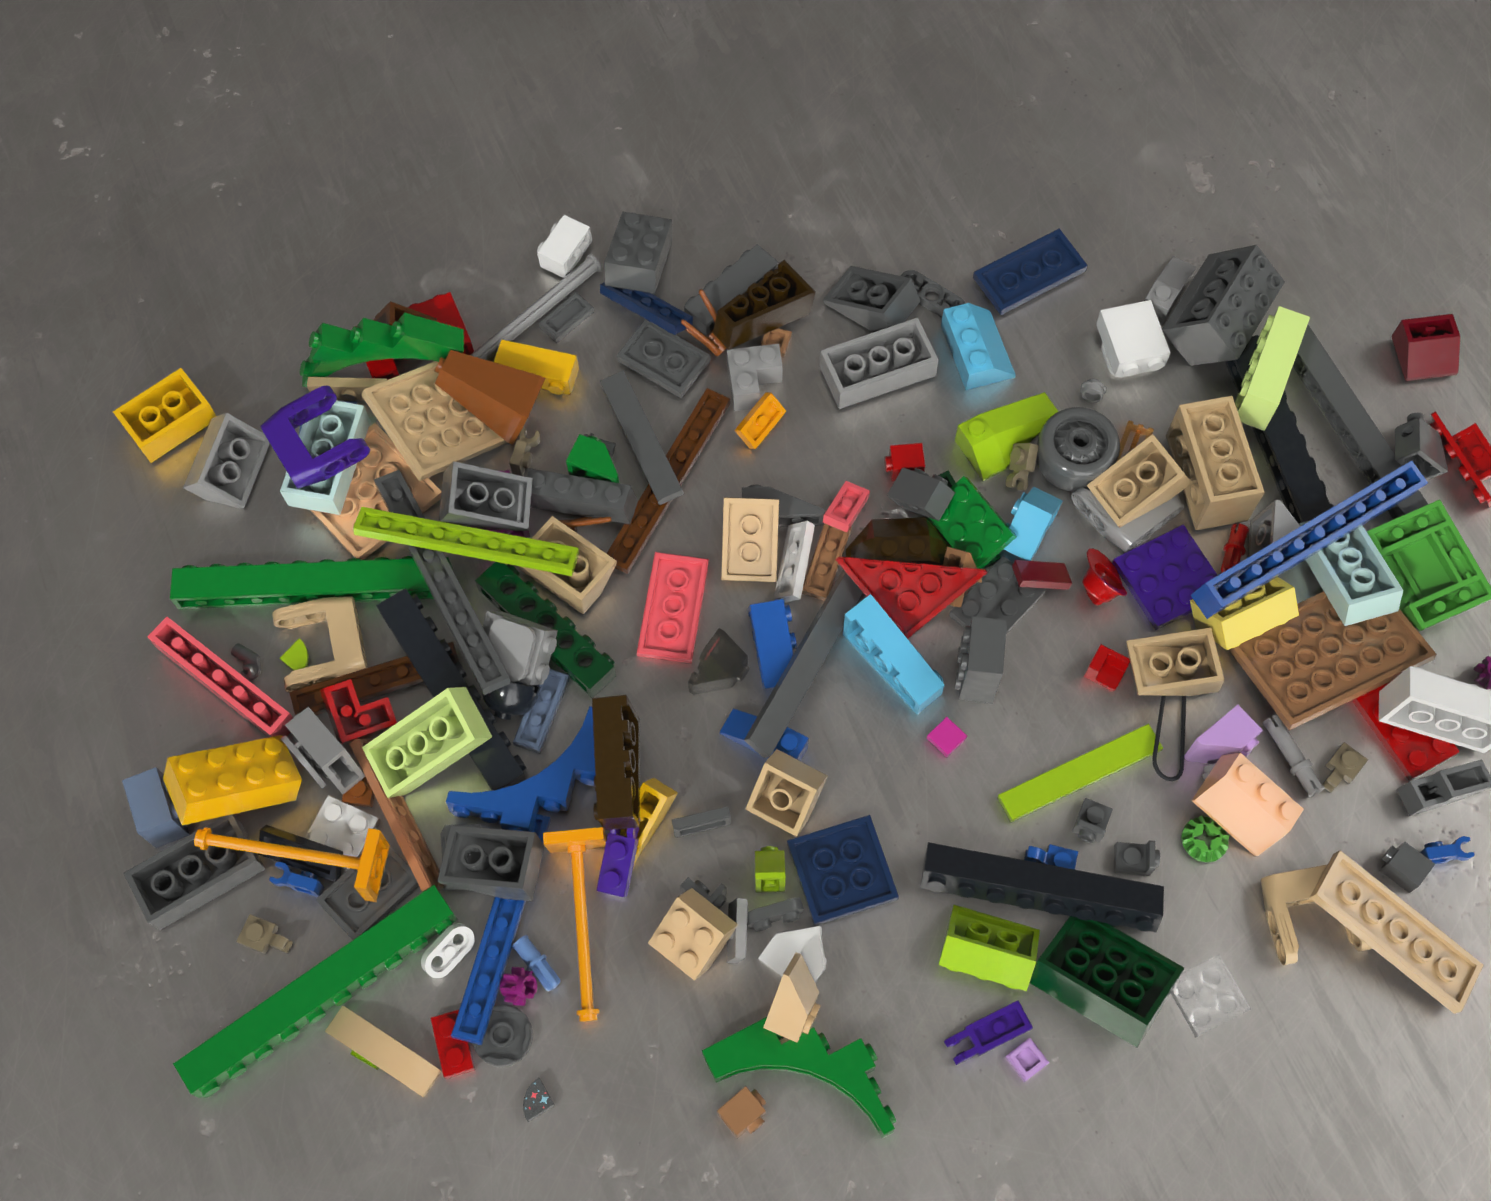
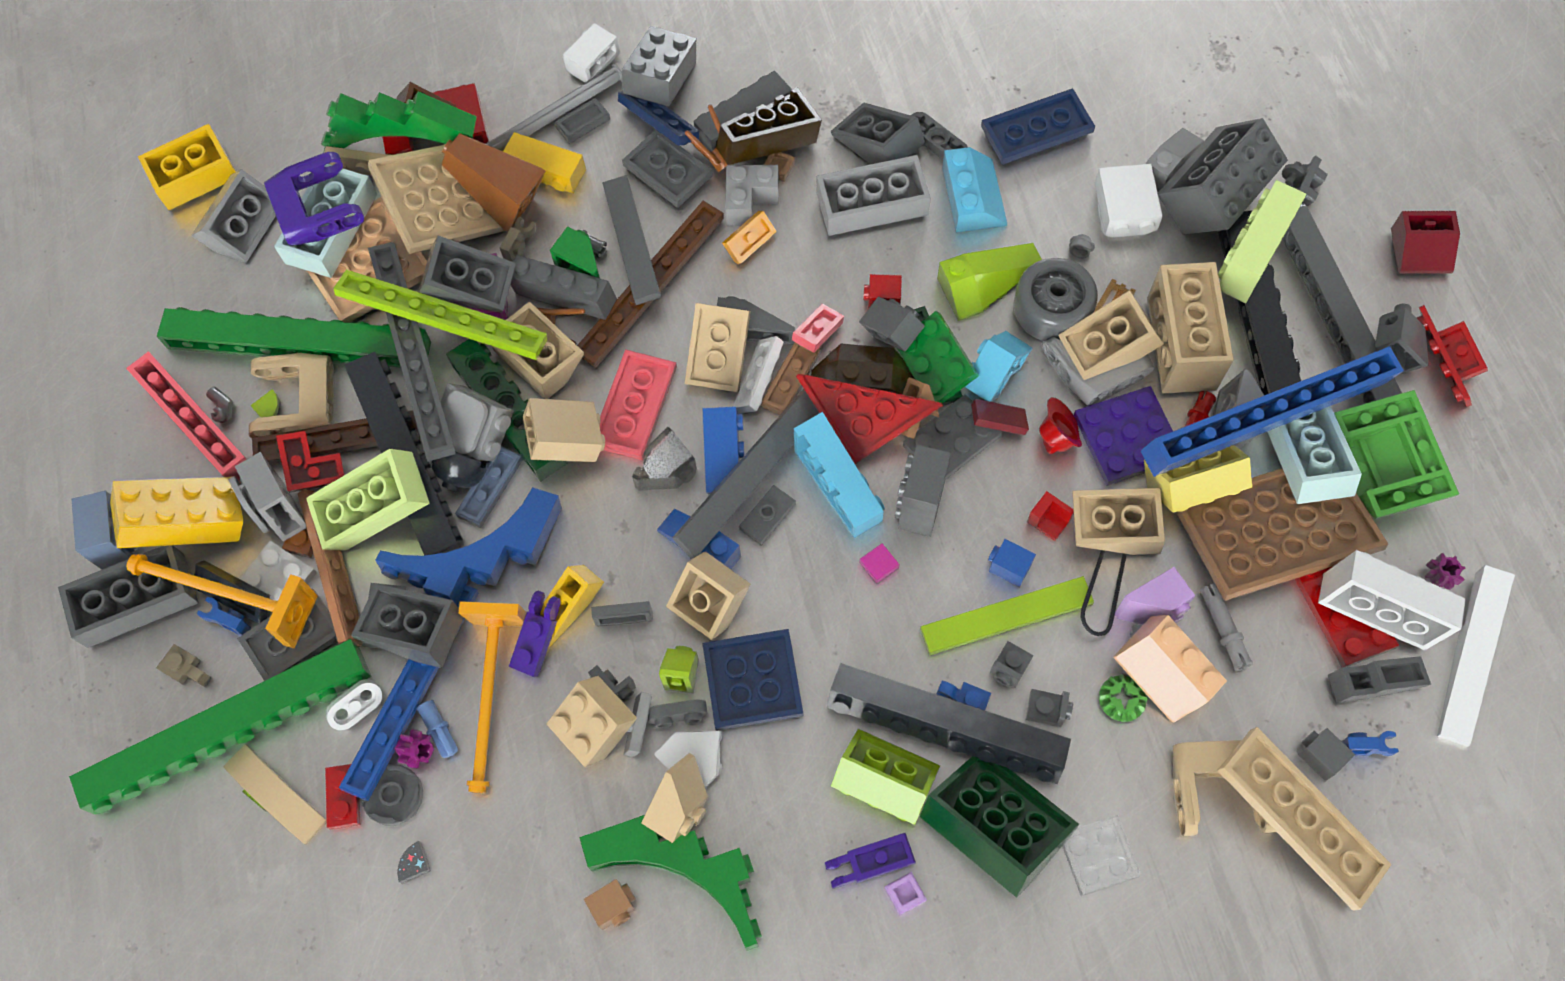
camera: 10 degrees right, 0 degrees up
(611, 644) = (563, 430): none -> tan brick
(616, 762) = (543, 542): dark brown wedge -> none
(827, 703) = (767, 515): none -> dark grey plate
(1022, 462) = (998, 306): dark tan plate -> none
(1076, 719) = (1011, 562): none -> blue brick
(1298, 293) = (1301, 177): none -> dark grey hips
(1344, 766) = (1277, 643): dark tan plate -> none

